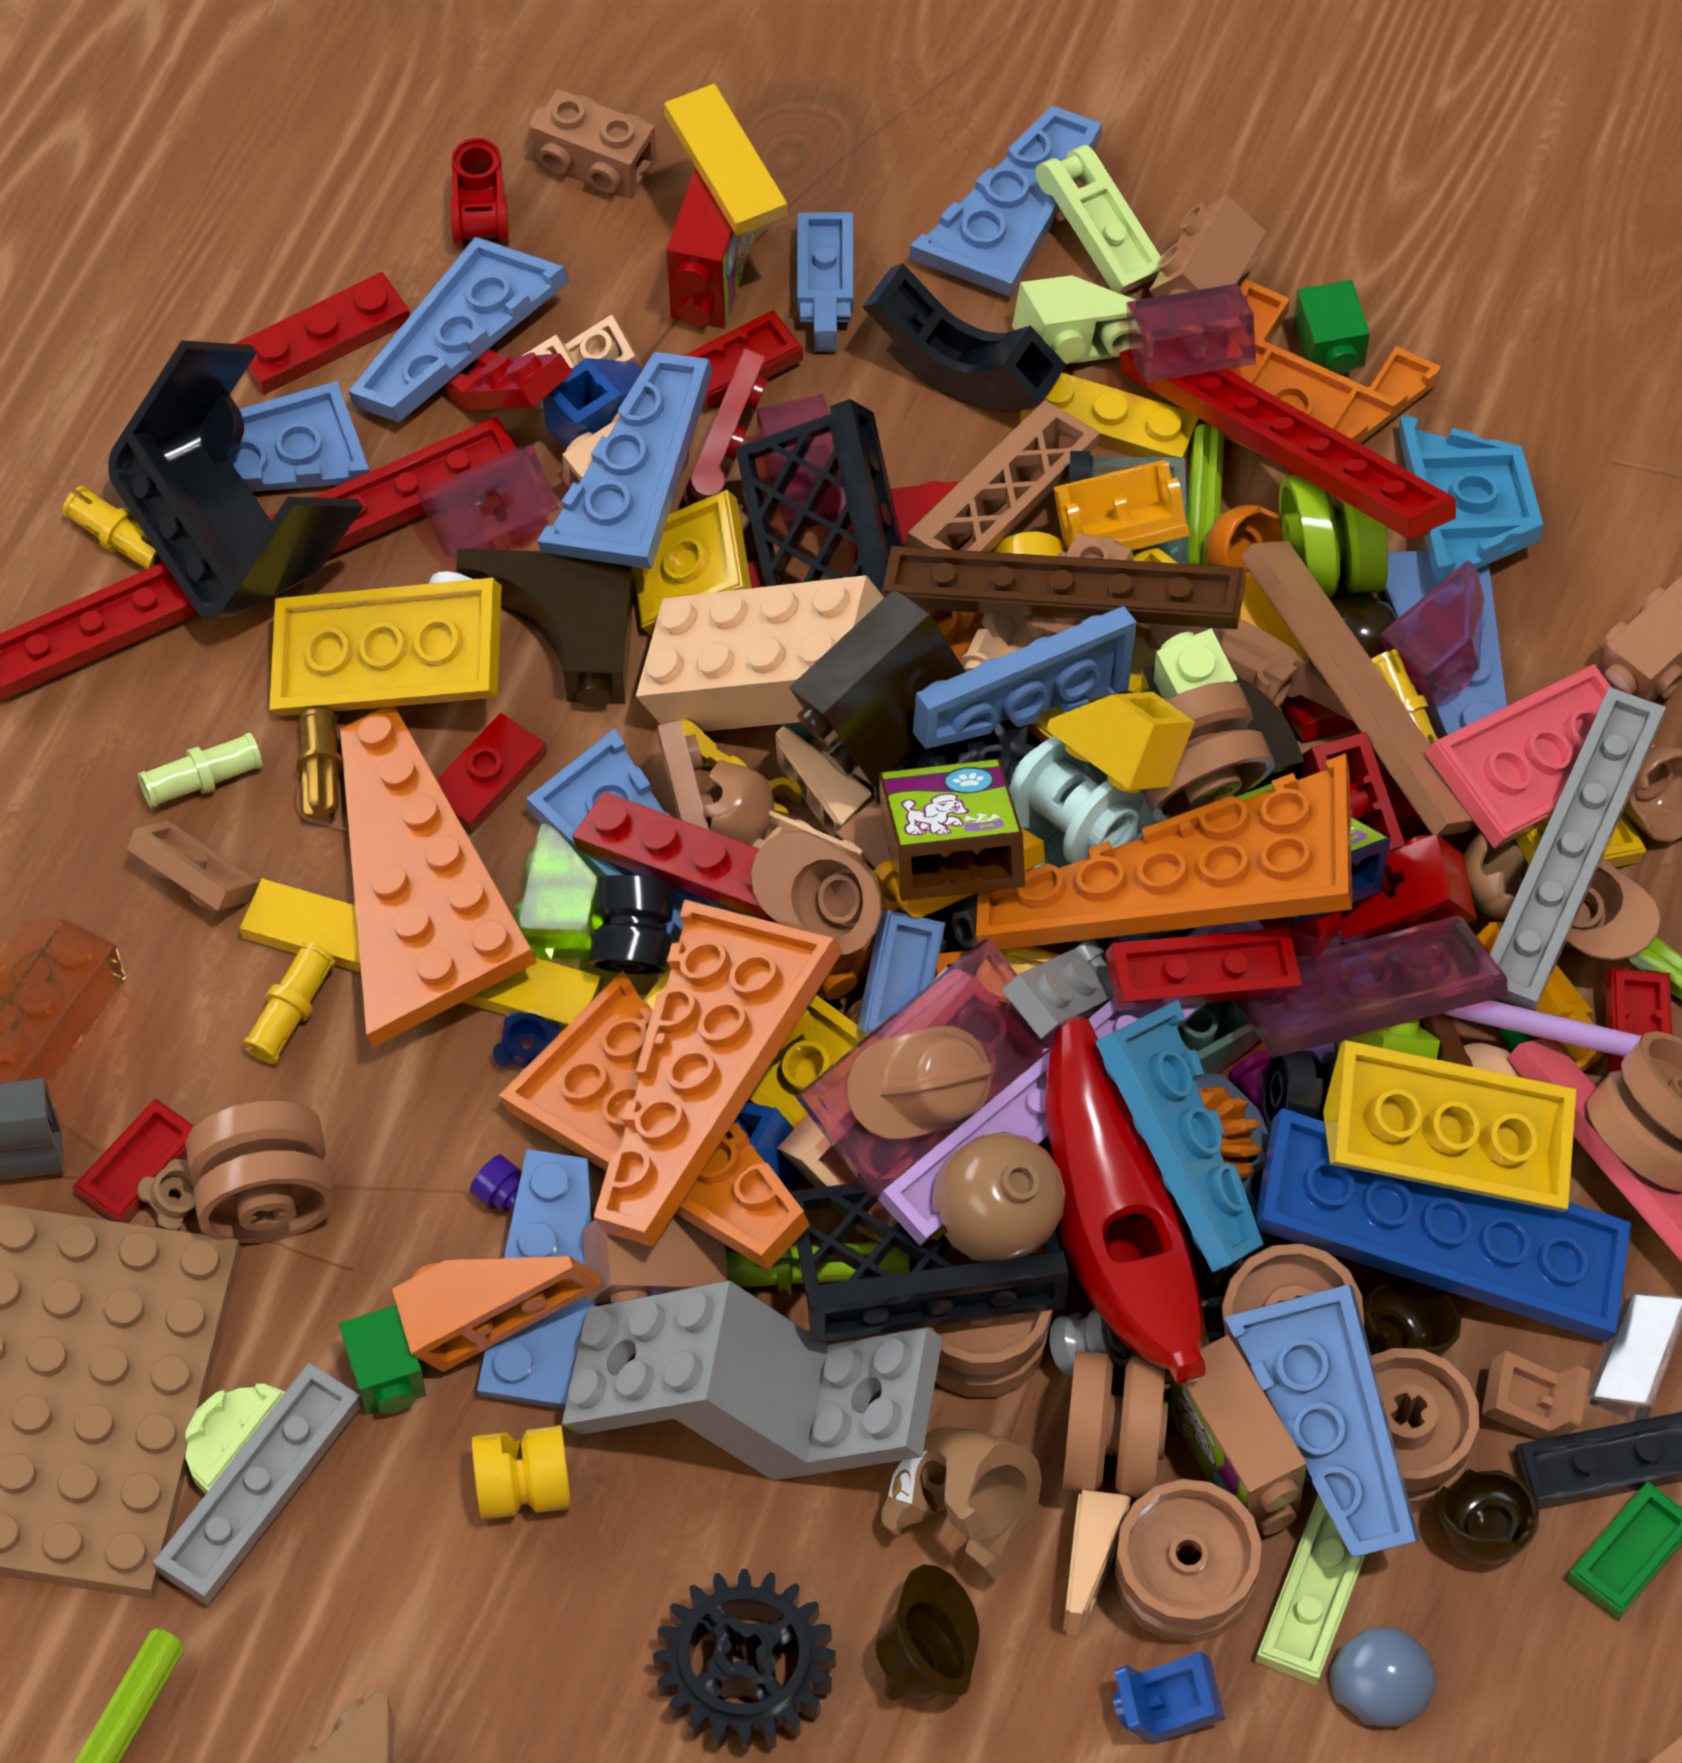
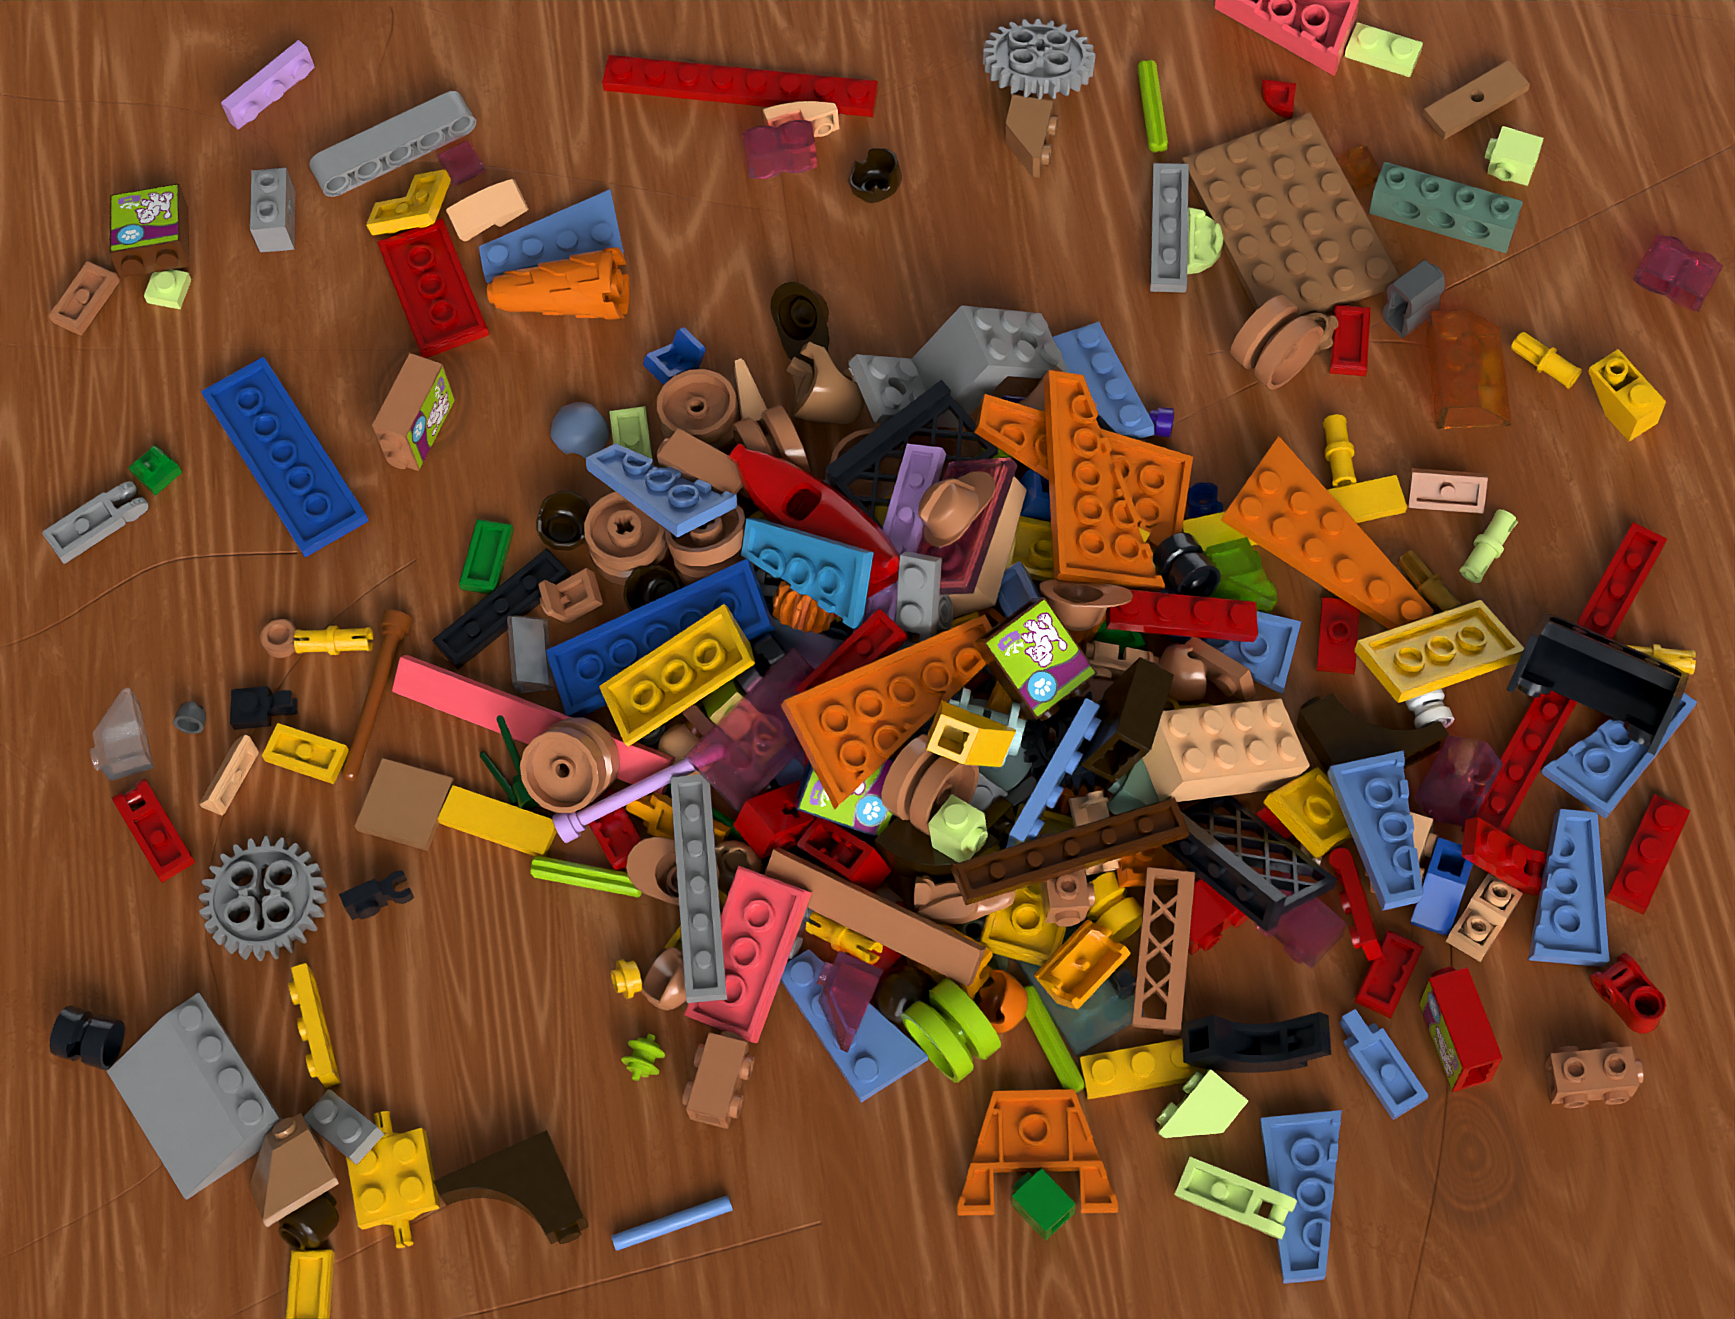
camera: 155 degrees right, 5 degrees up
(382, 1362) = (1152, 307): green brick -> none
(472, 1304) = (1118, 339): orange slope -> none
(521, 1472) = (1051, 287): yellow wheel -> none
(718, 1617) = (889, 279): black gear -> none
(725, 159) = (1478, 1046): yellow tile -> none
(999, 1197) = (881, 478): medium nougat cylinder -> none
(1191, 333) = (1119, 1120): clear pink brick -> none
(1212, 250) = (1147, 1201): nougat brick -> none
(1307, 448) = (1010, 1052): red plate -> none
(1491, 490) = (889, 1123): dark azure wing -> none

